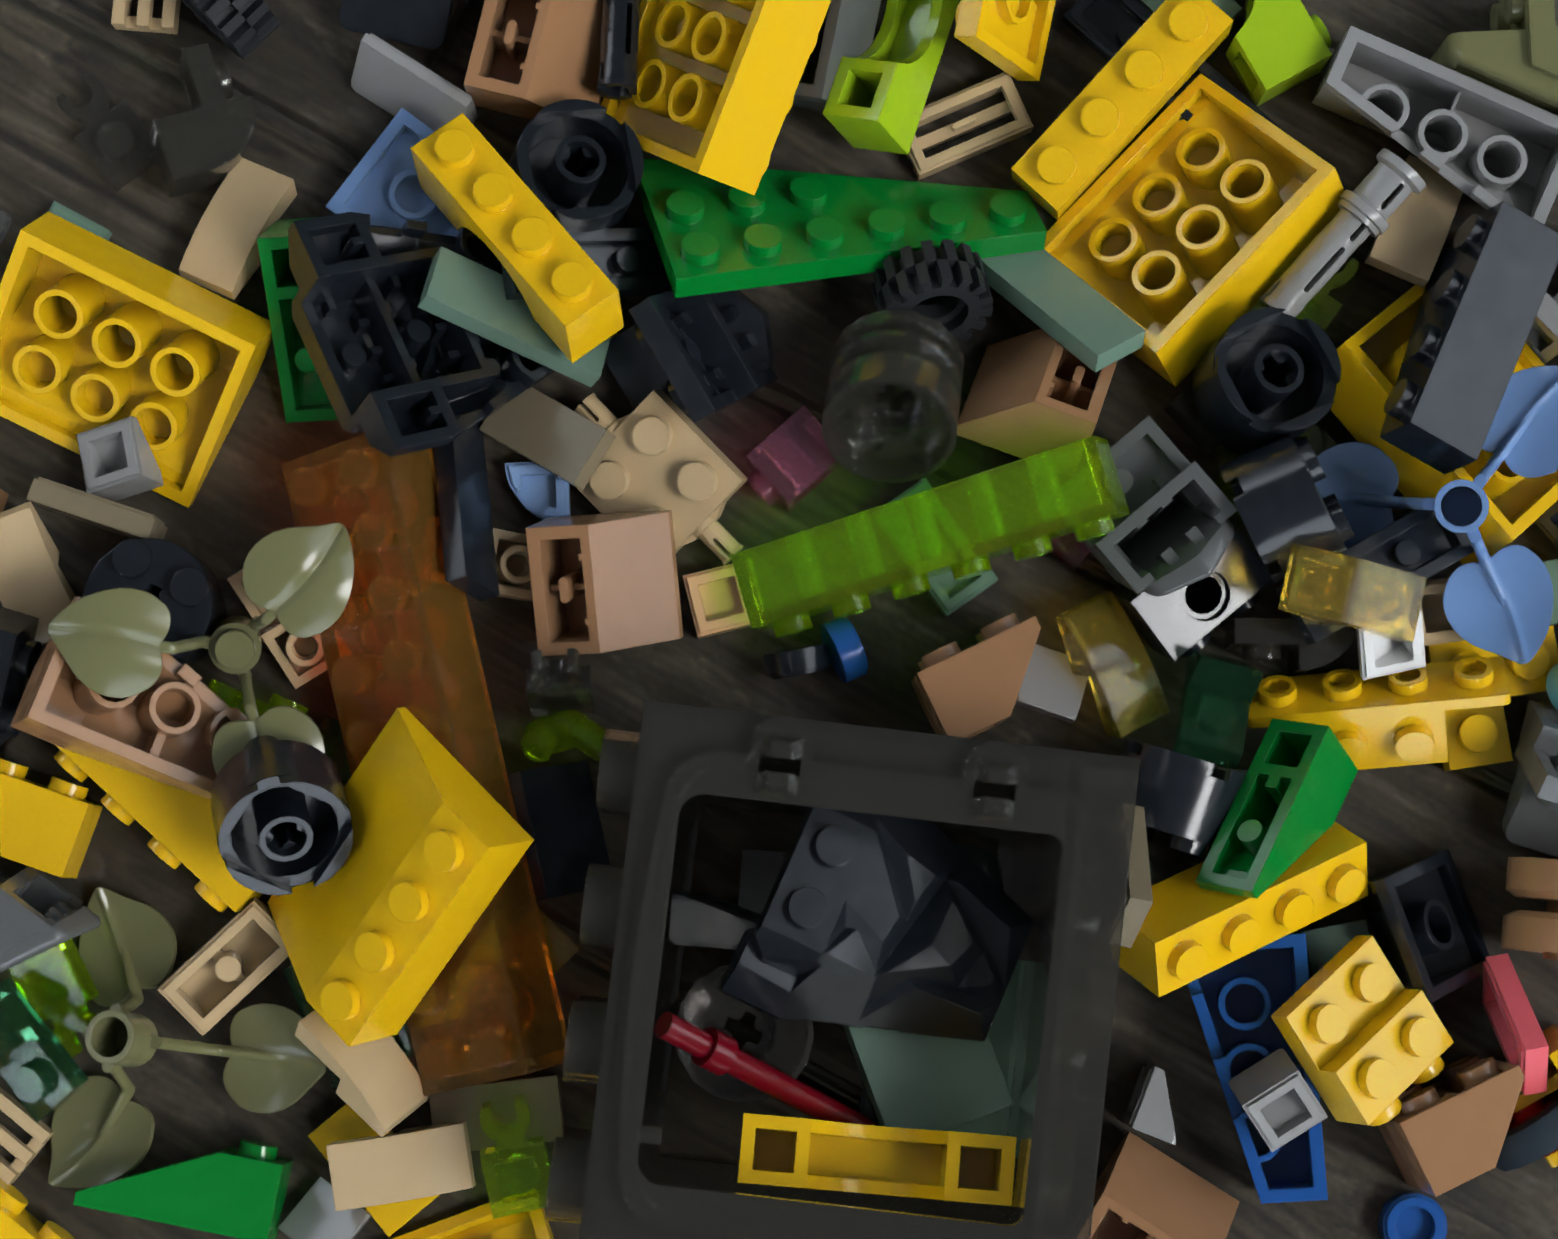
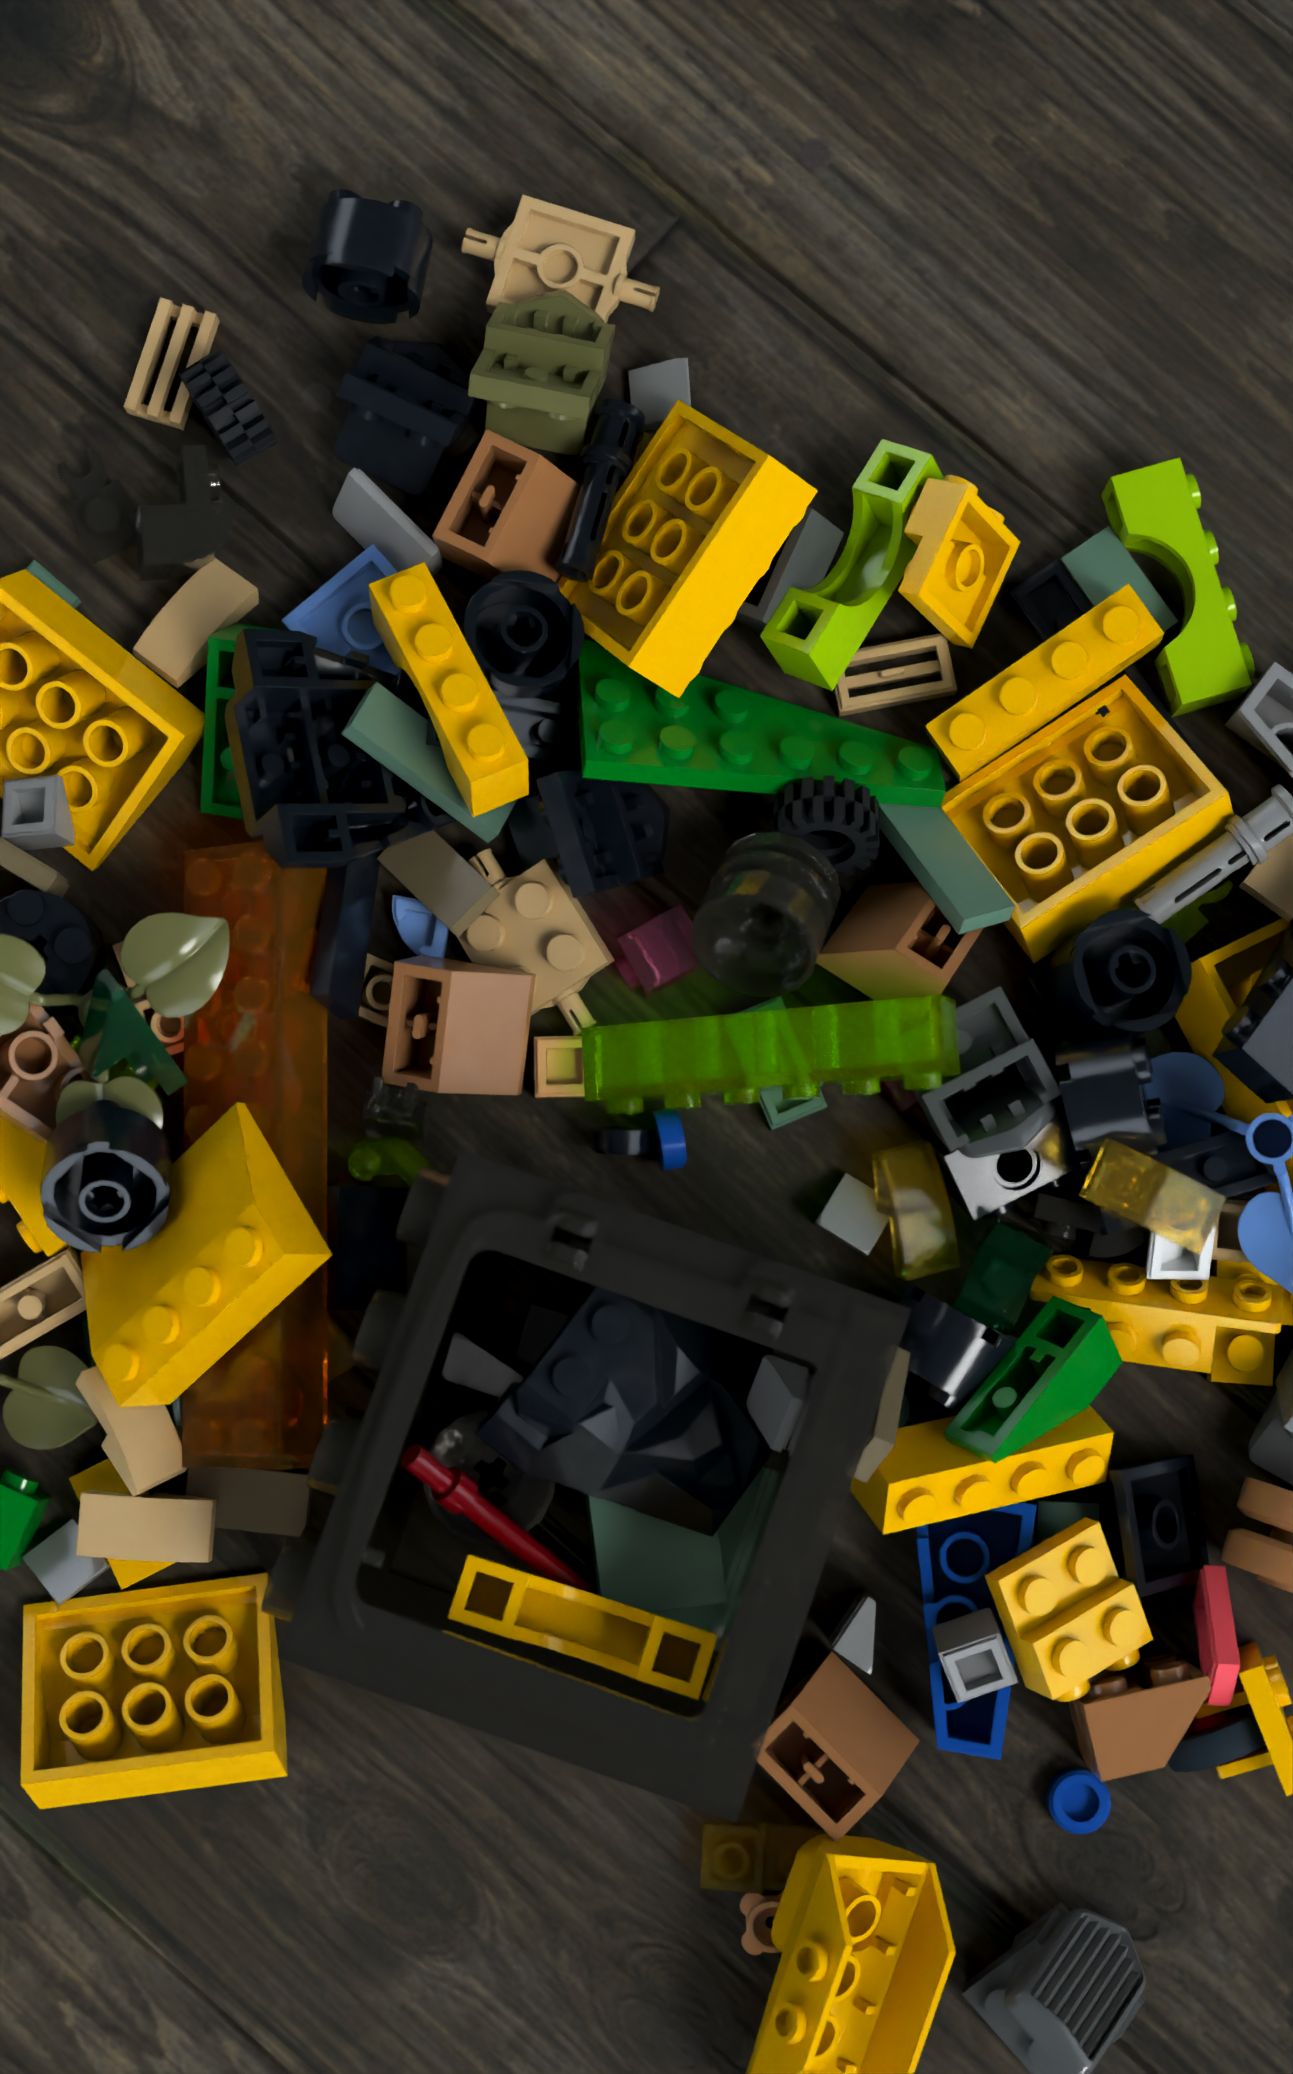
camera: 20 degrees right, 0 degrees up
(259, 662) = (119, 1031): none -> clear green slope
(517, 1167) = (251, 1549): clear neon green plate -> none
(976, 686) = (785, 1201): medium nougat slope -> none
(1020, 884) = (777, 1399): none -> light grey slope

